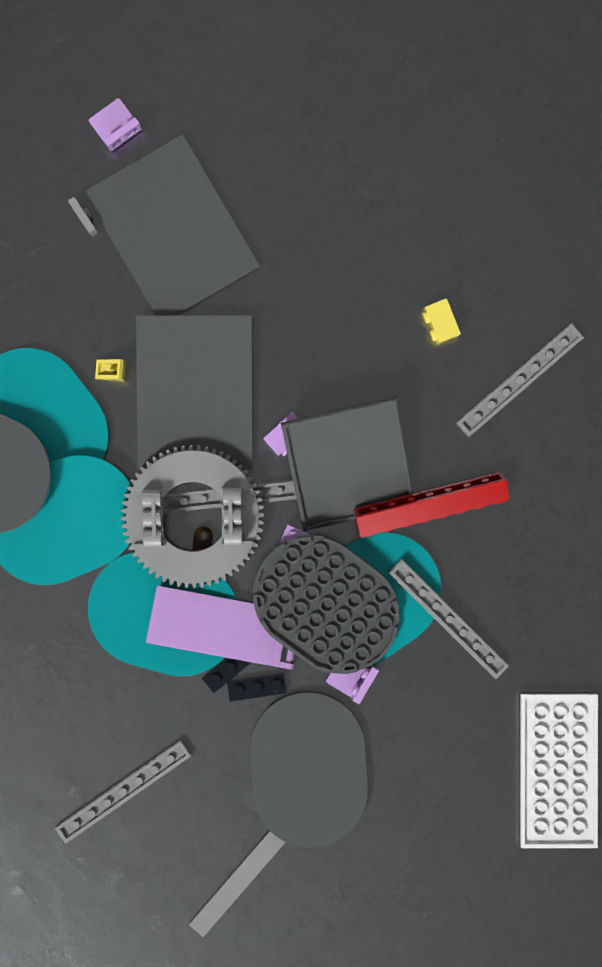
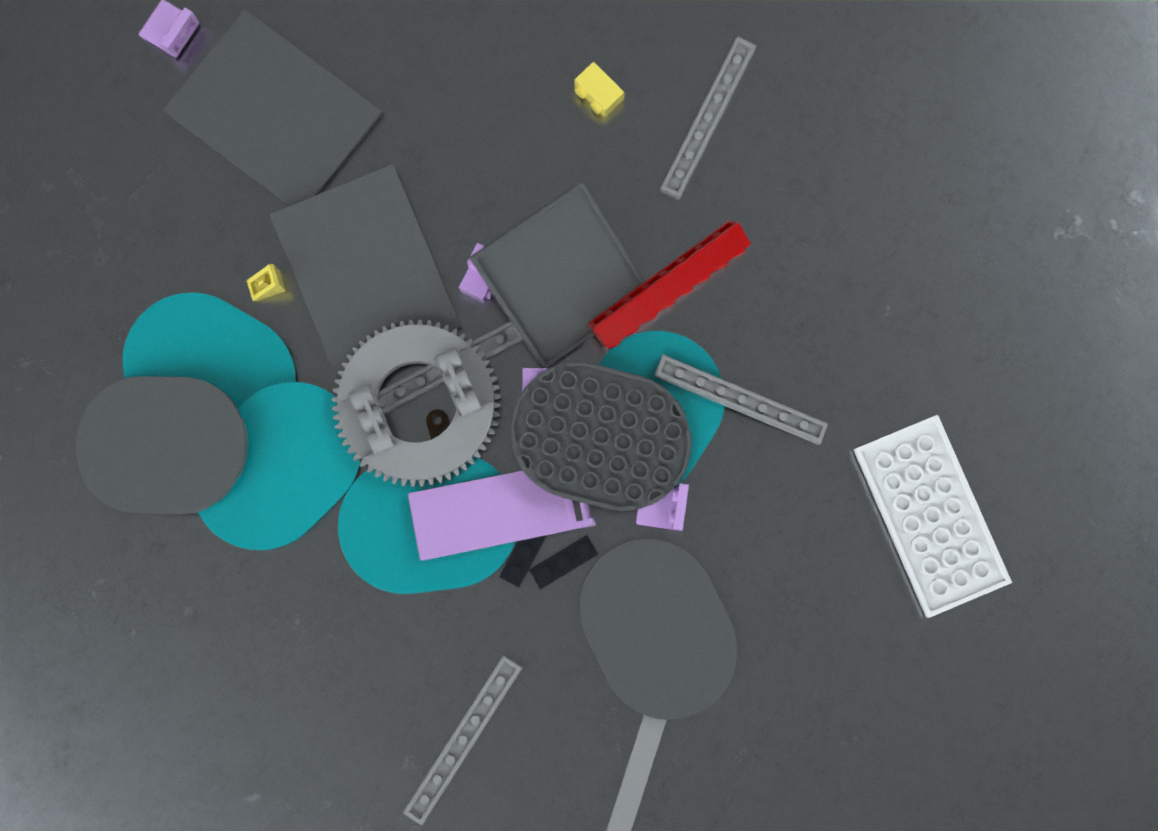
camera: 25 degrees left, 5 degrees down
(83, 215) = (172, 134): light grey plate -> none

